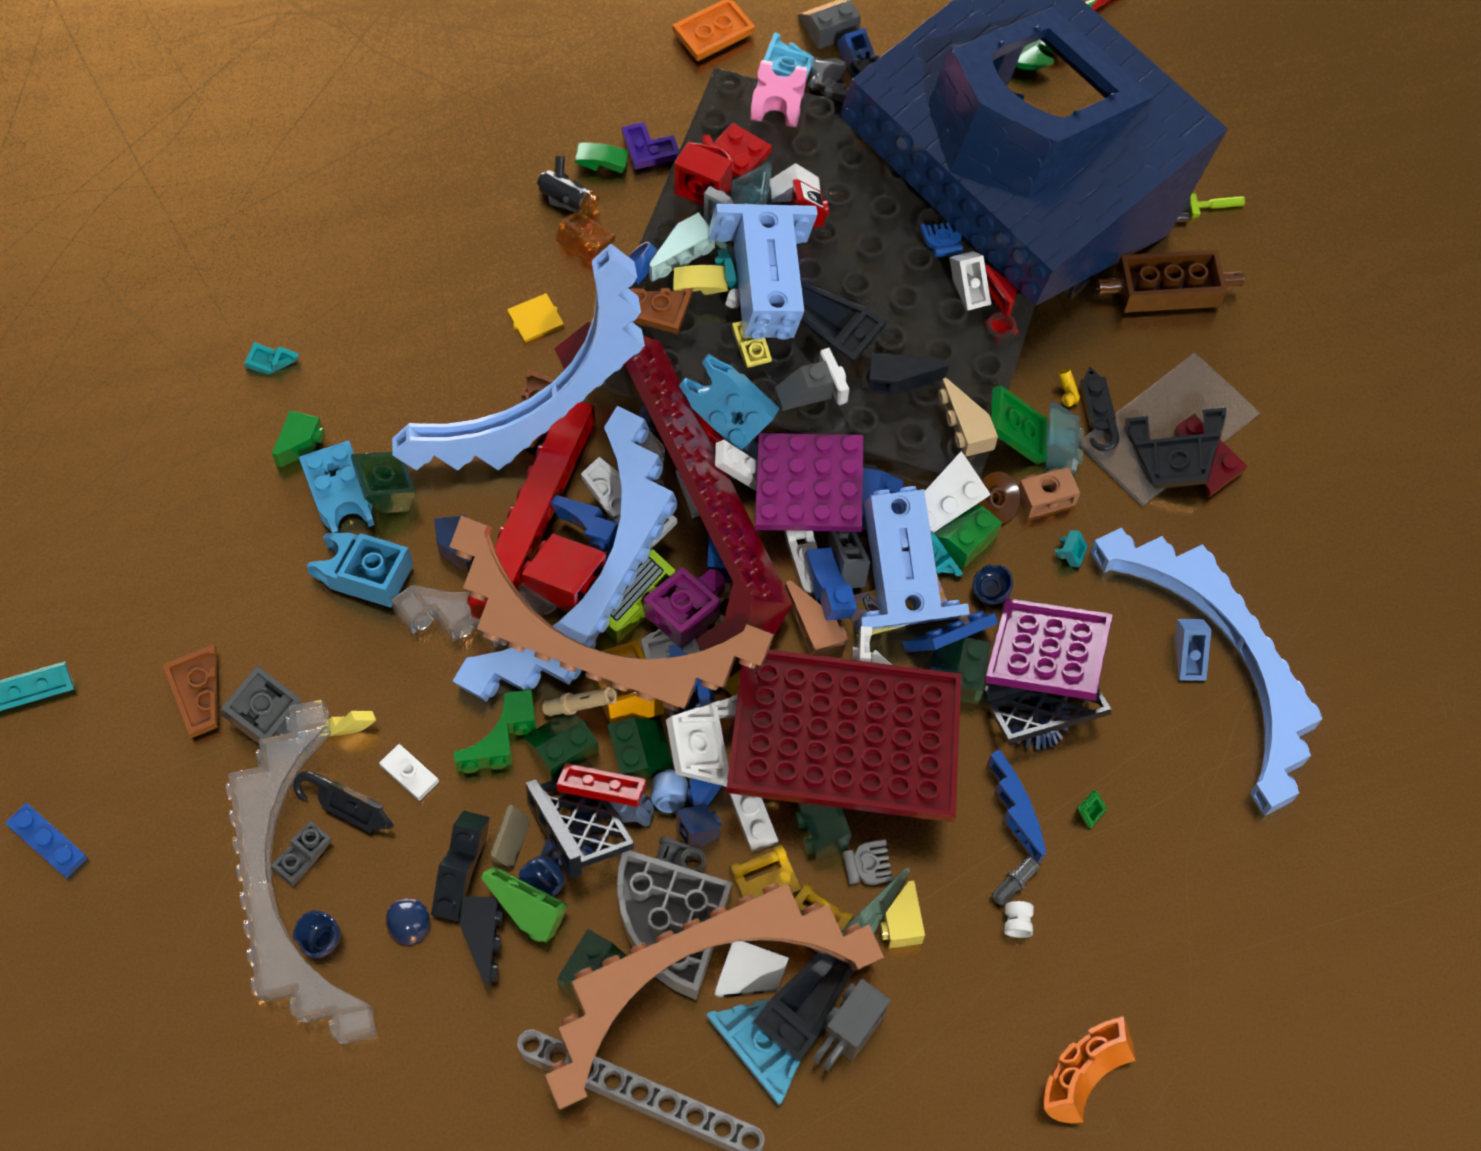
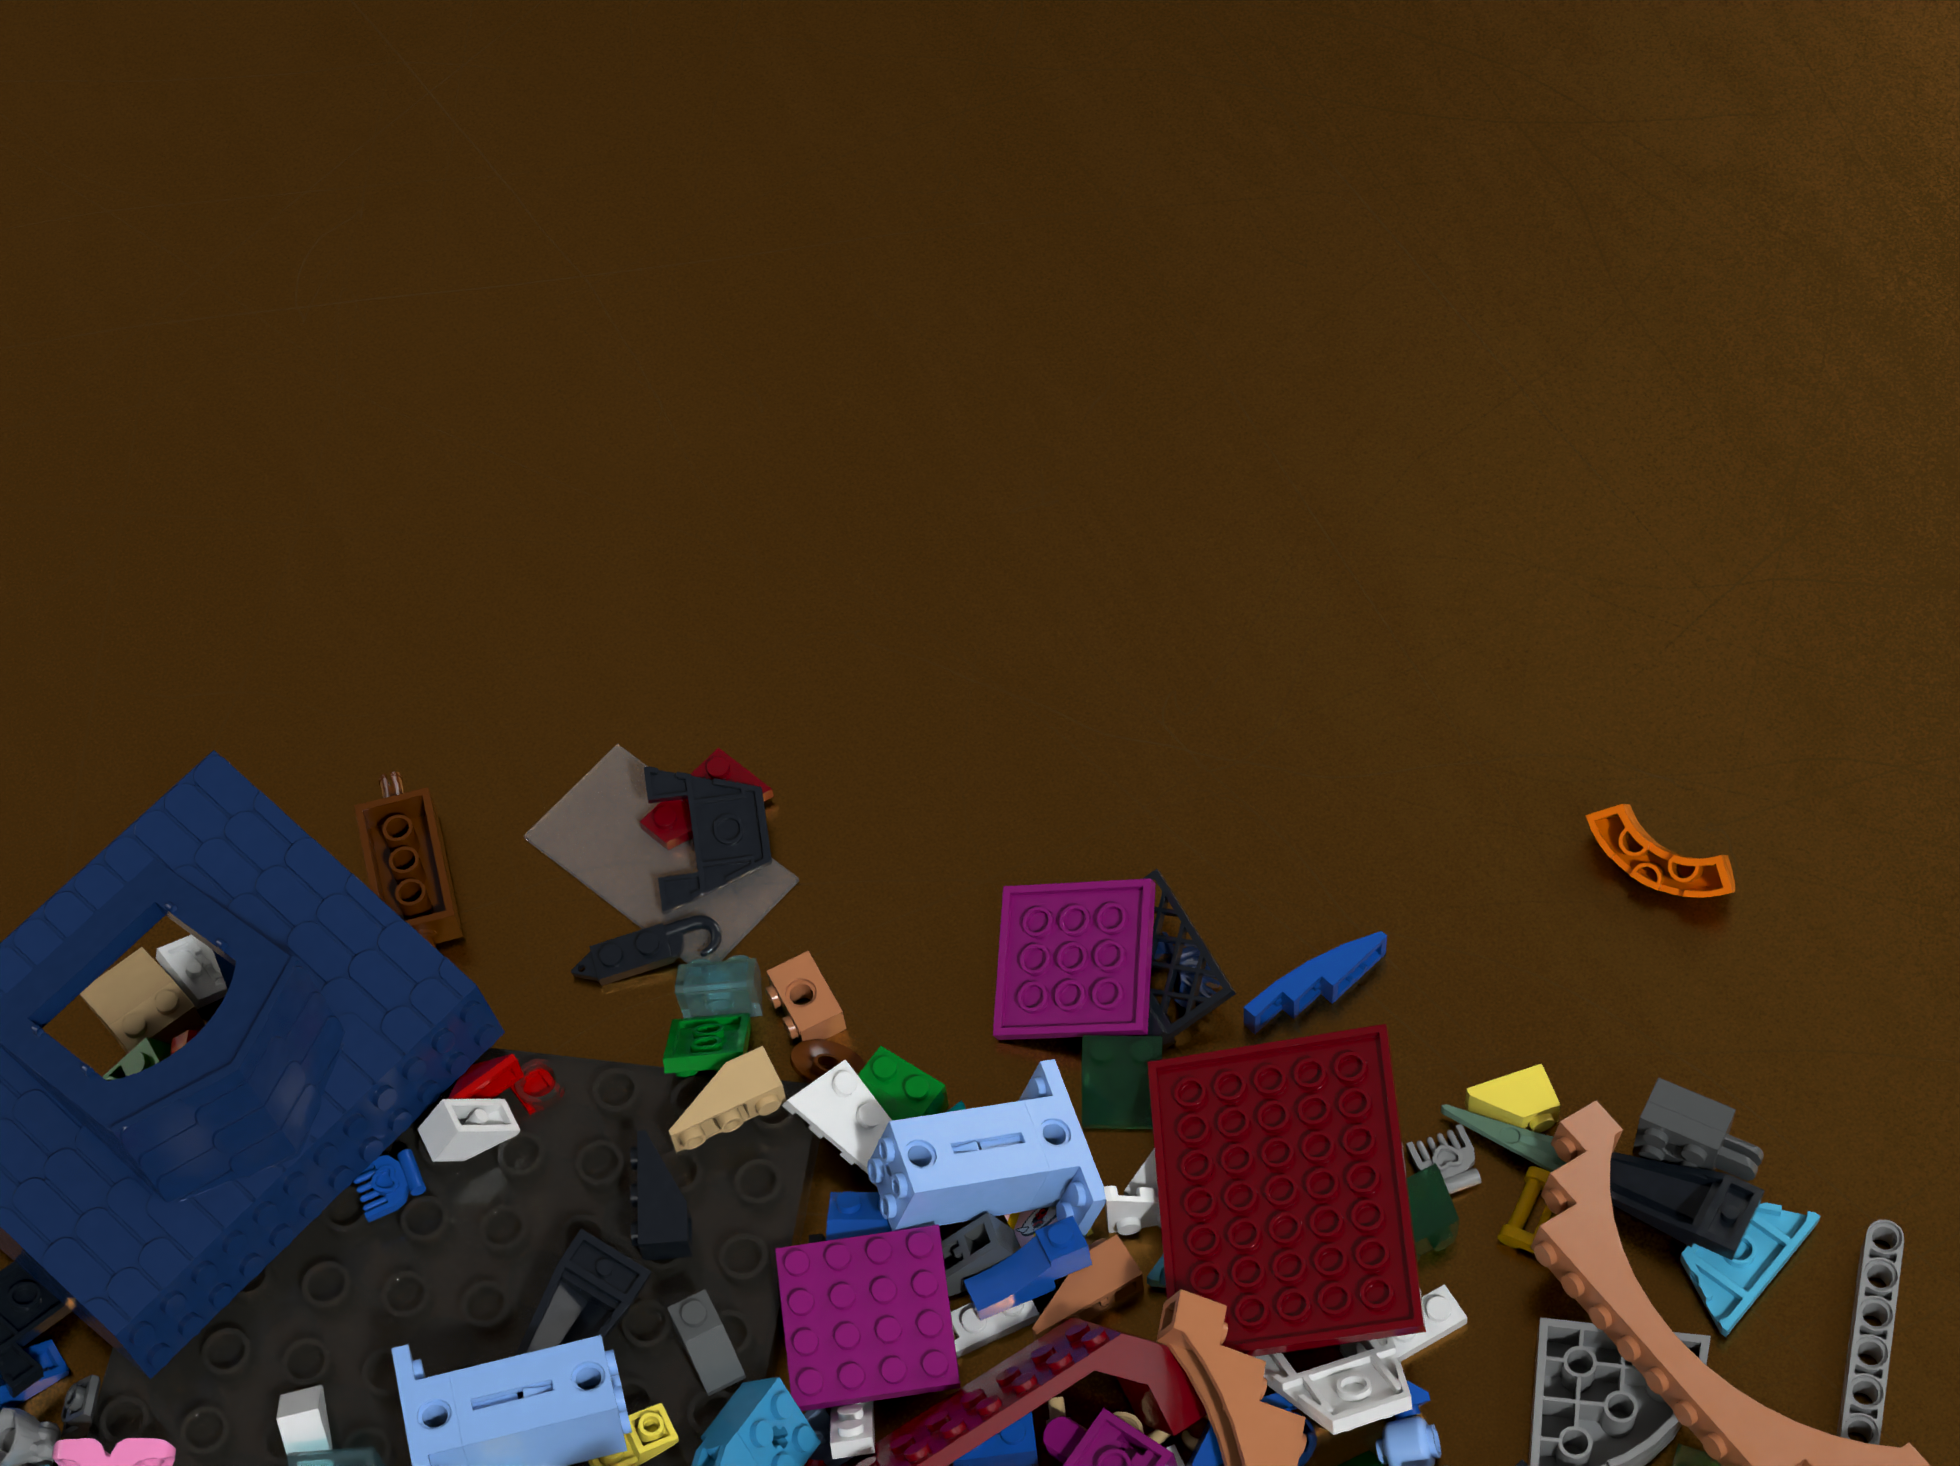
camera: 90 degrees left, 5 degrees down
(680, 854) = (1510, 1417): dark grey piece -> none
(698, 825) = (1459, 1391): dark blue slope -> none
(750, 970) = (1655, 1282): white slope -> none
(783, 875) = (1514, 1287): yellow plate -> none
(809, 196) = (356, 1394): red slope -> none
(840, 387) = (655, 1313): white plate -> none
(952, 632) = (1090, 1100): blue wing -> none
(993, 584) = (977, 1052): dark blue hair -> none
(1015, 881) = (1422, 972): dark grey axle -> none
(1019, 919) = (1472, 965): white wheel -> none
(1071, 392) = (617, 992): yellow arm -> none
(1073, 549) = (894, 956): teal tile -> none
(1092, 808) = (1293, 893): green slope -> none
(1192, 648) = (1024, 791): medium blue slope -> none
(1283, 699) = (1085, 677): light blue arch -> none

